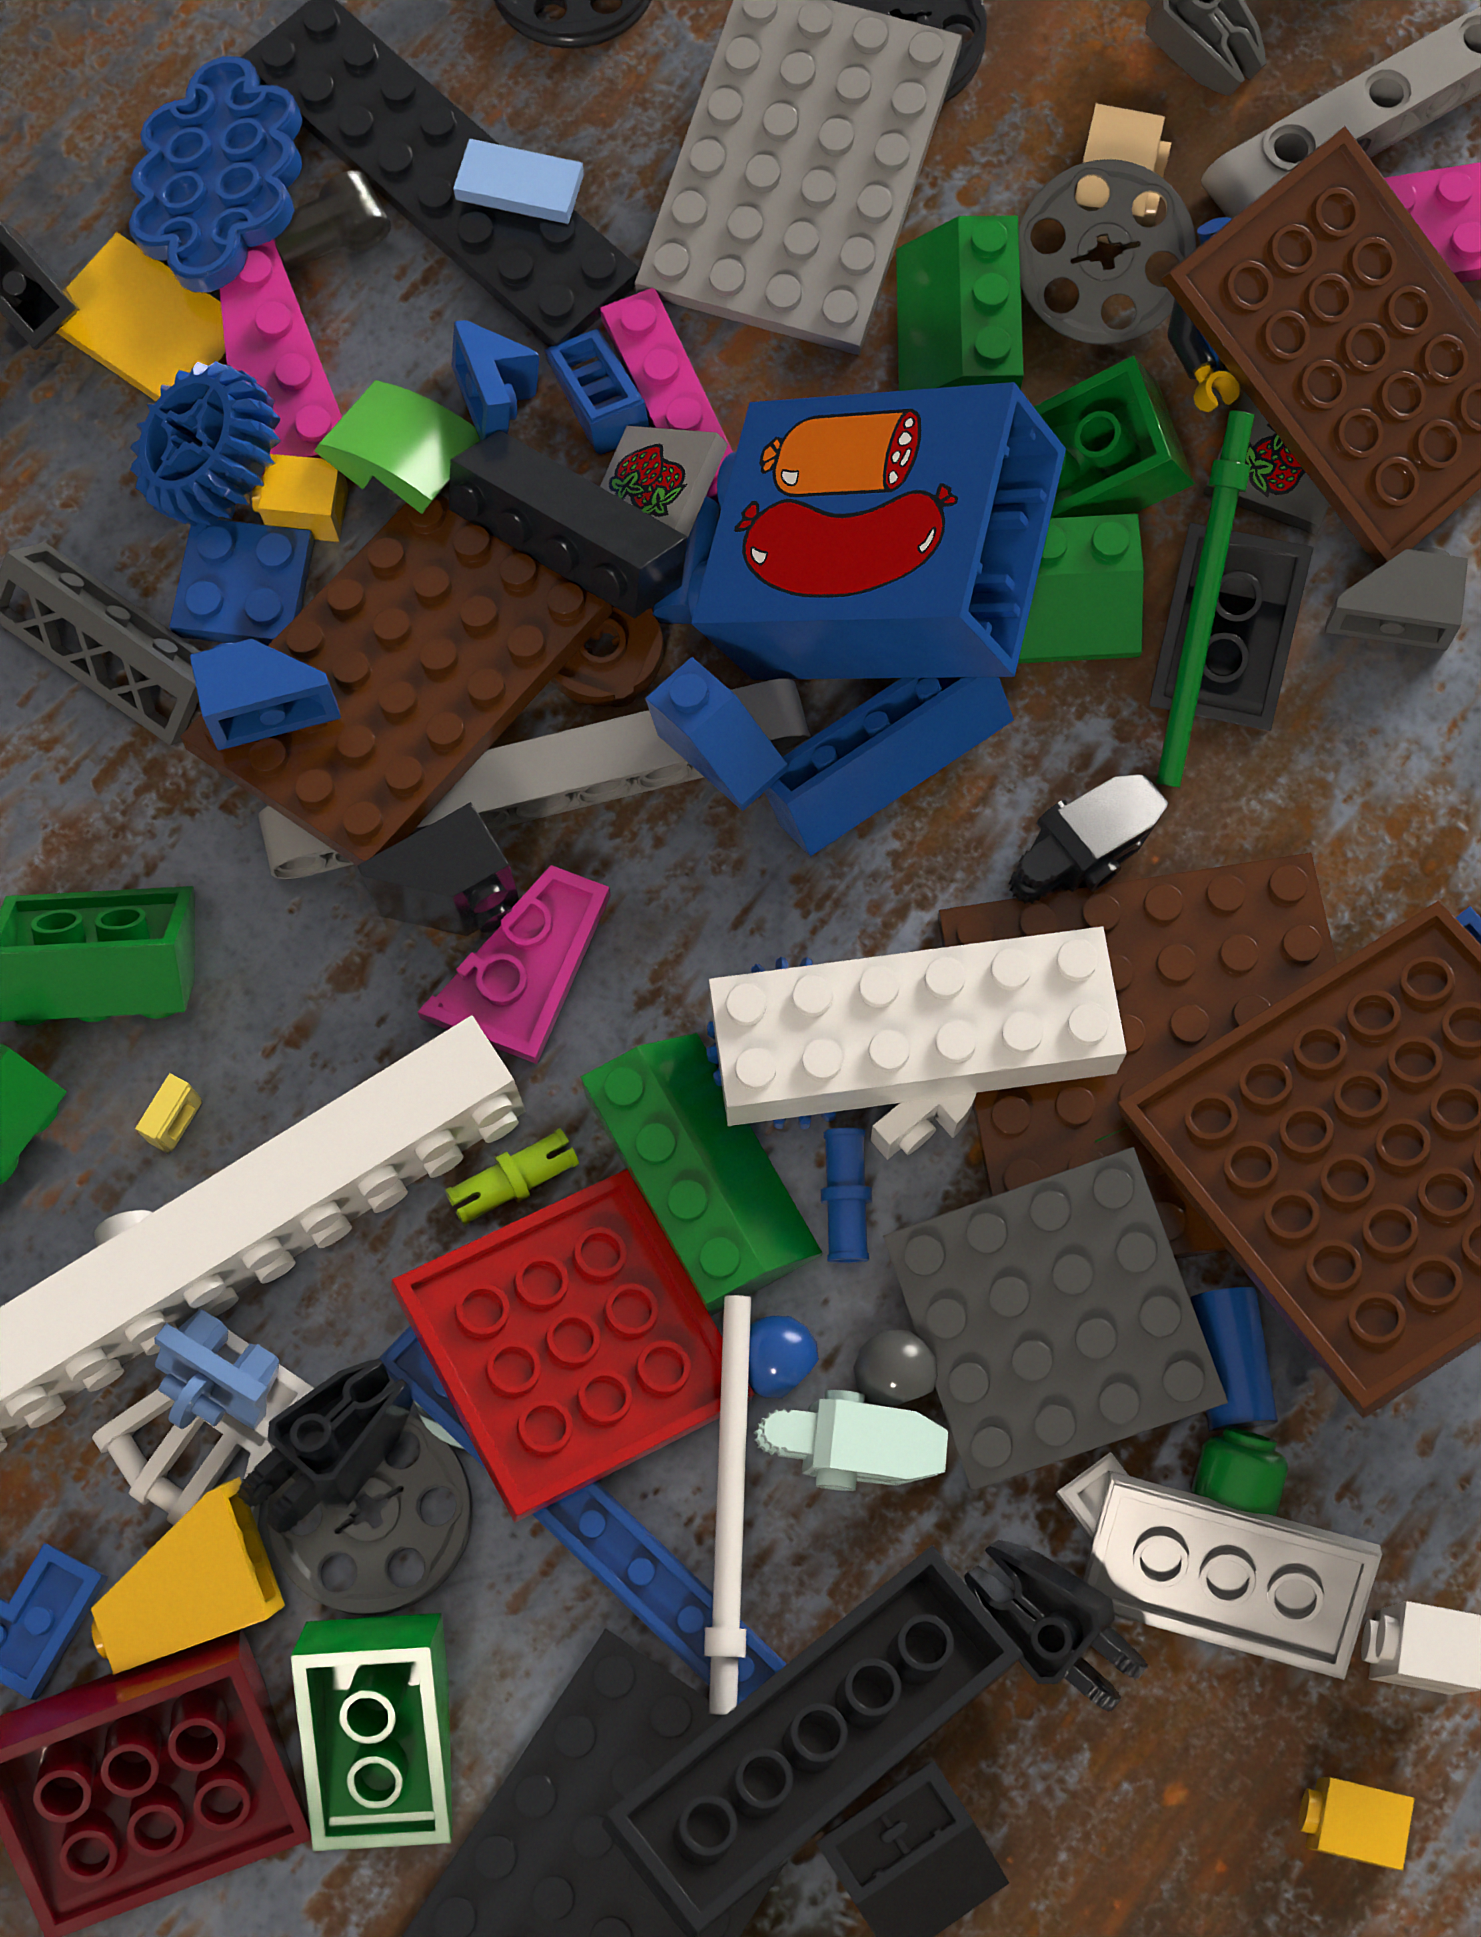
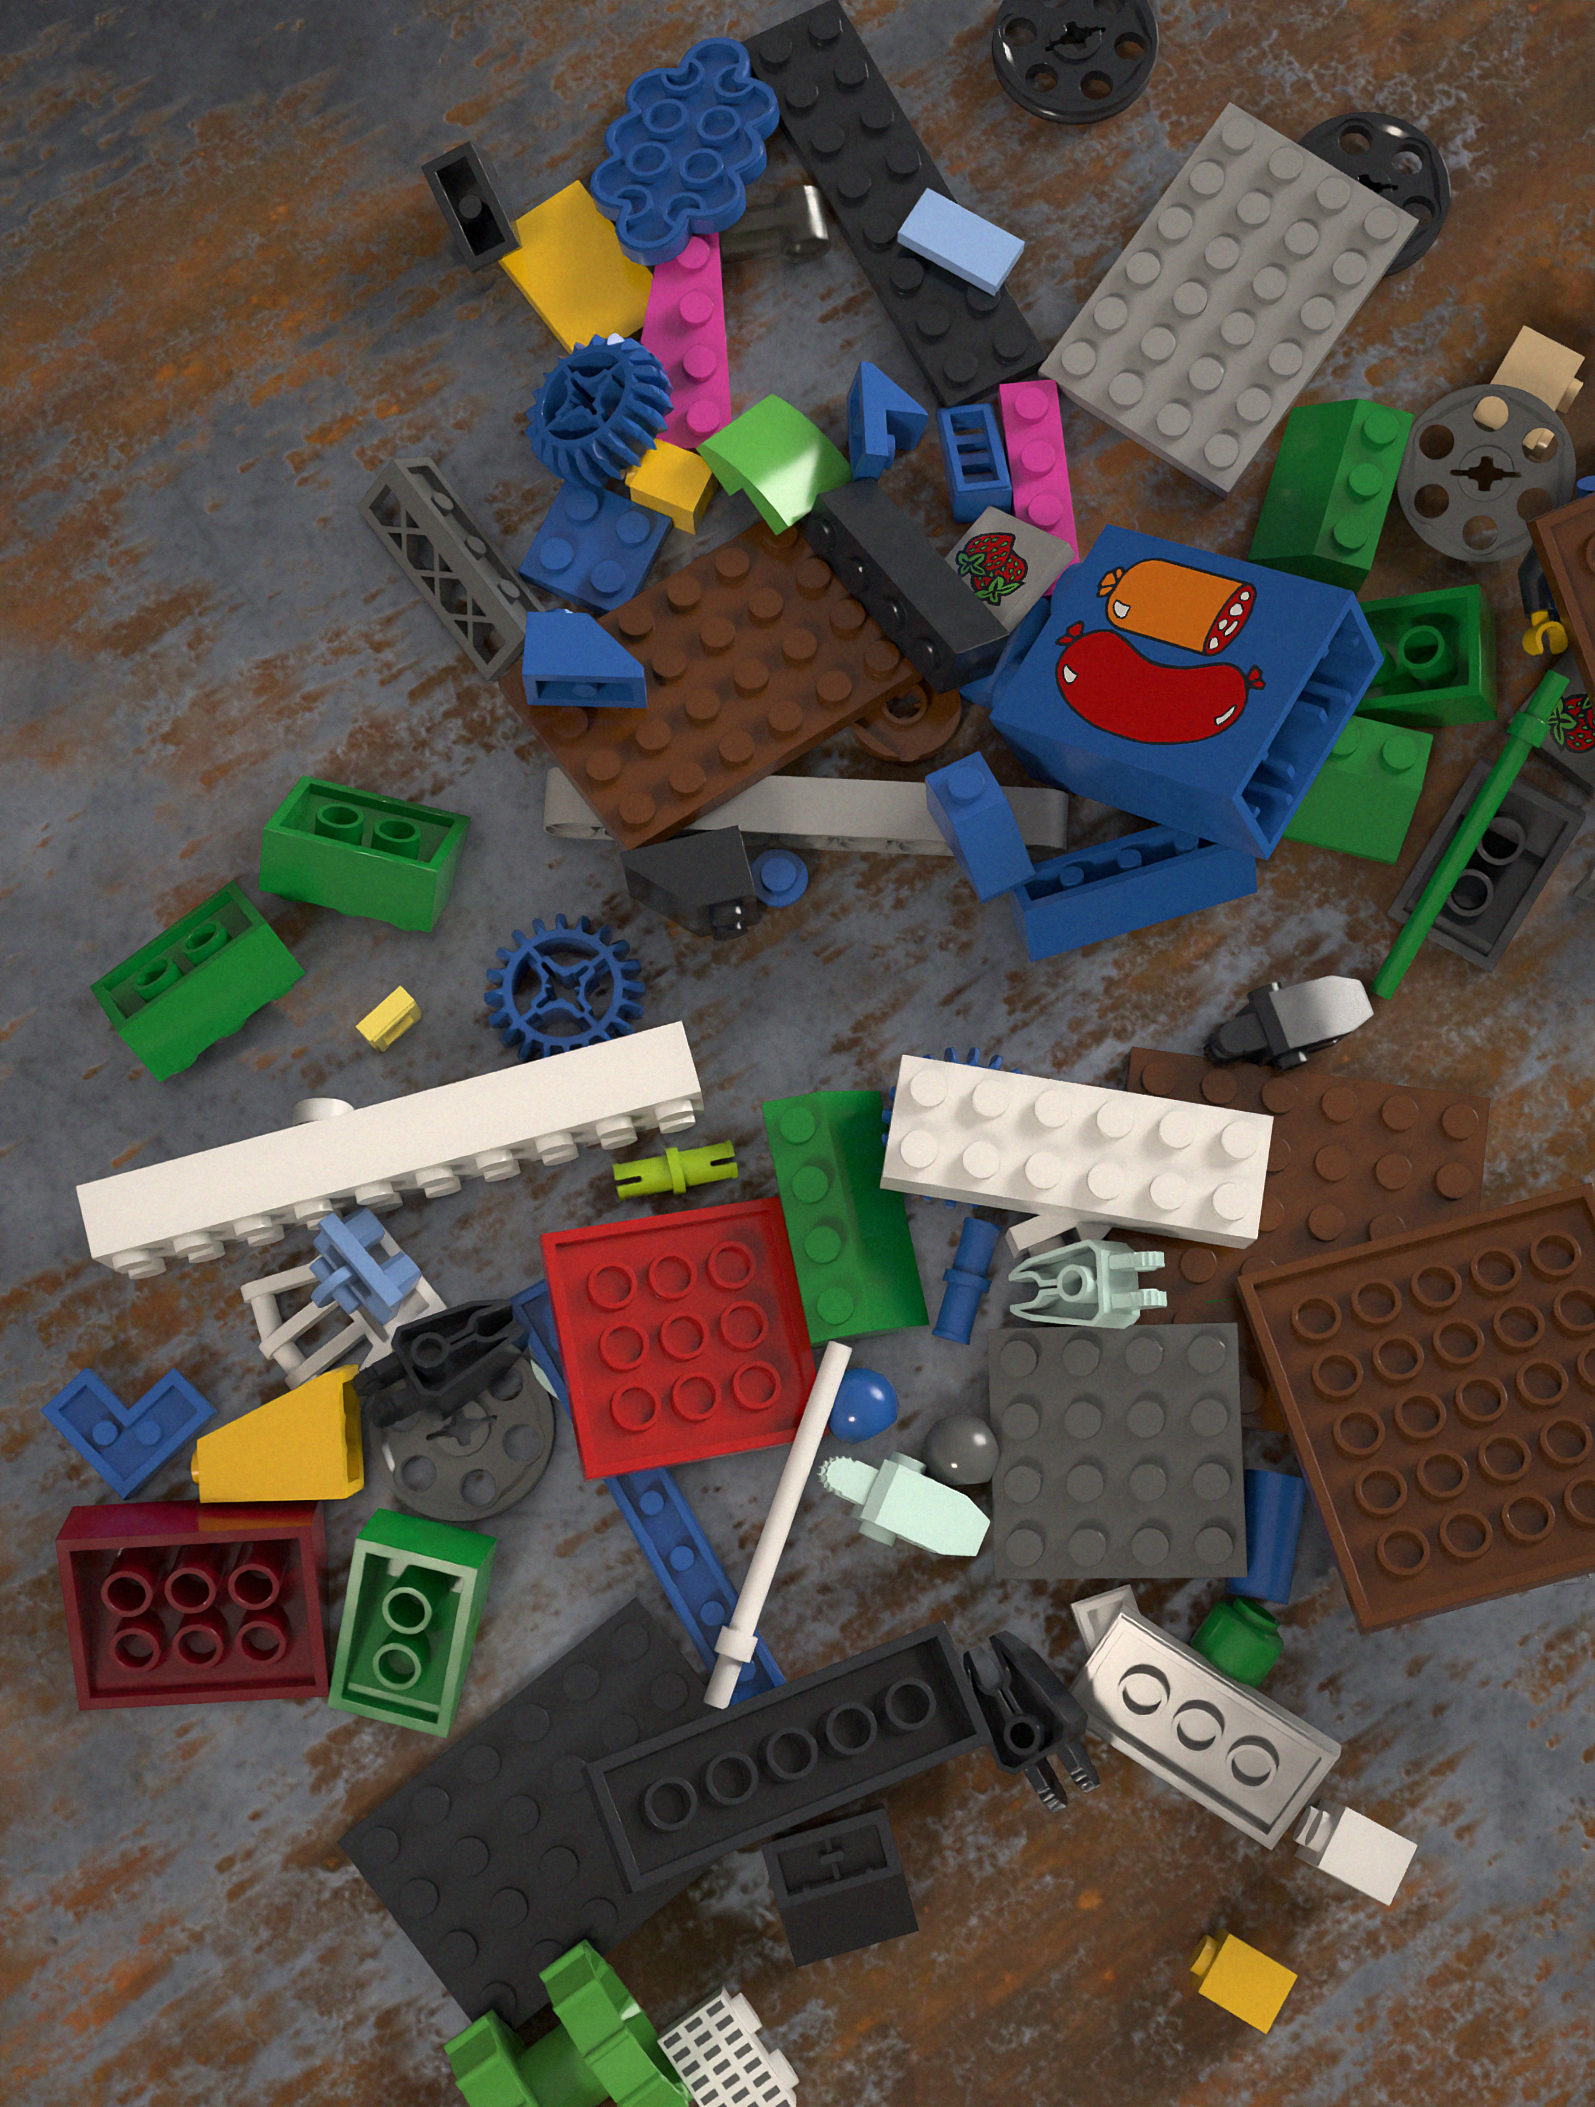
camera: 15 degrees right, 5 degrees up
(356, 1009) = (535, 955): none -> blue gear
(526, 966) = (743, 984): dark pink wing -> none
(529, 850) = (779, 878): none -> blue plate
(972, 1156) = (1090, 1284): none -> light aqua hinge

